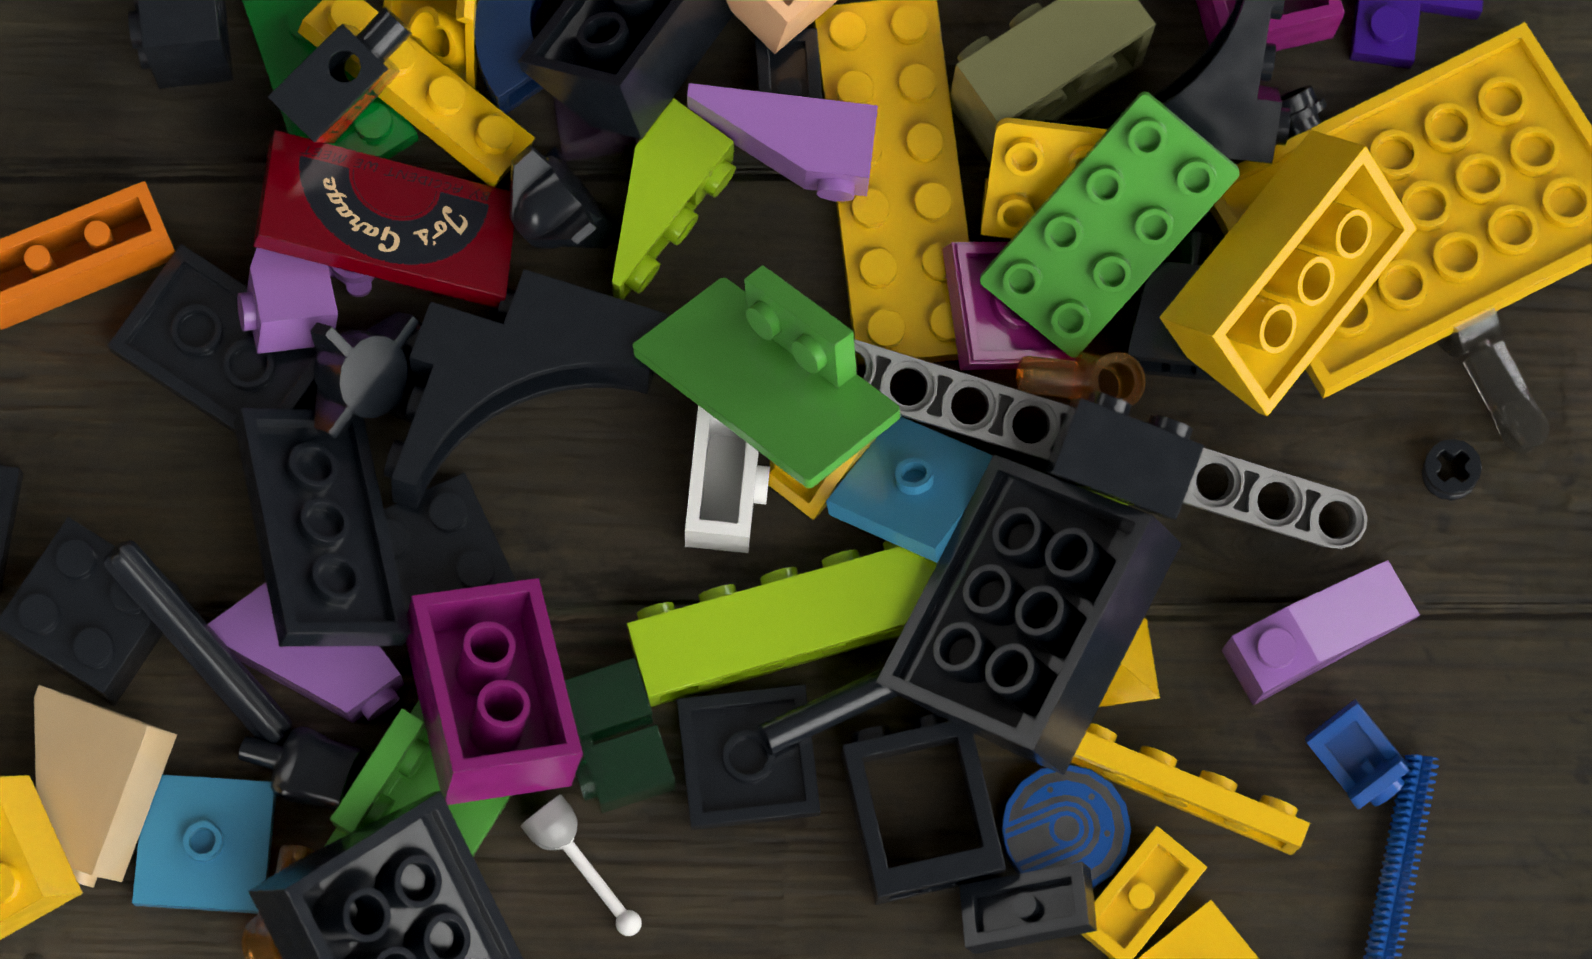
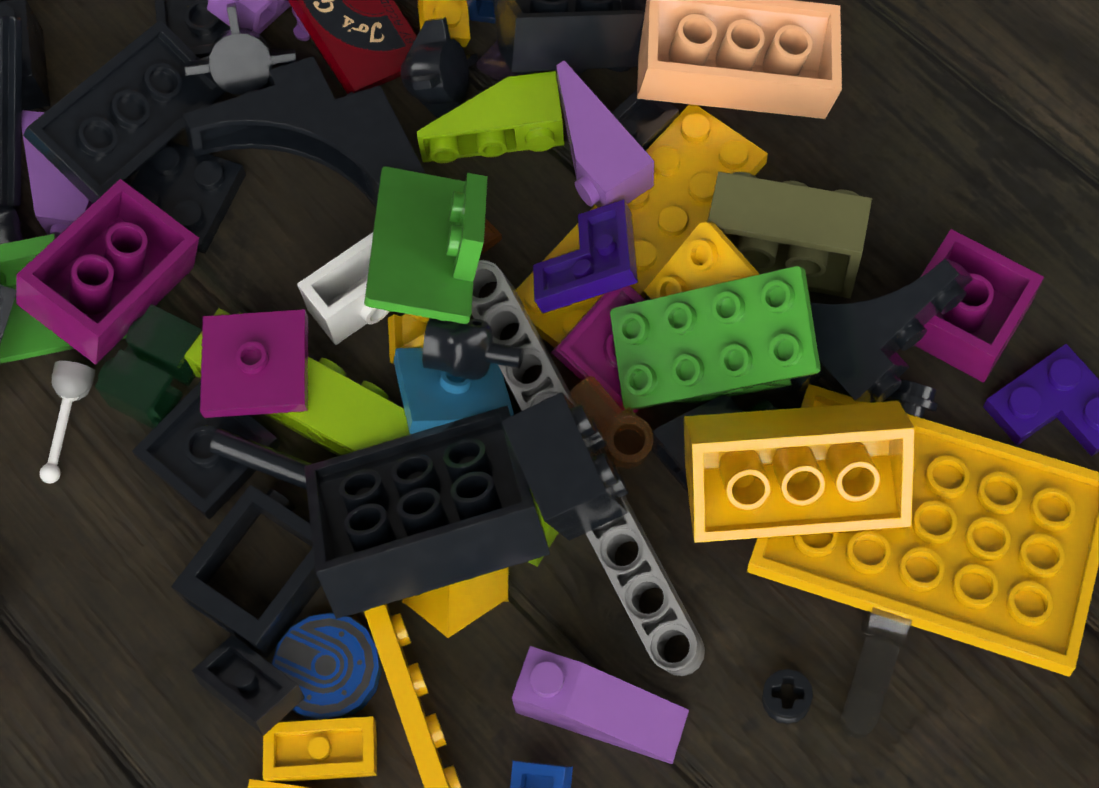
camera: 60 degrees right, 10 degrees down
(727, 638) = (254, 363): none -> magenta plate
(911, 442) = (466, 349): none -> black piece
(929, 249) = (599, 266): none -> dark purple plate

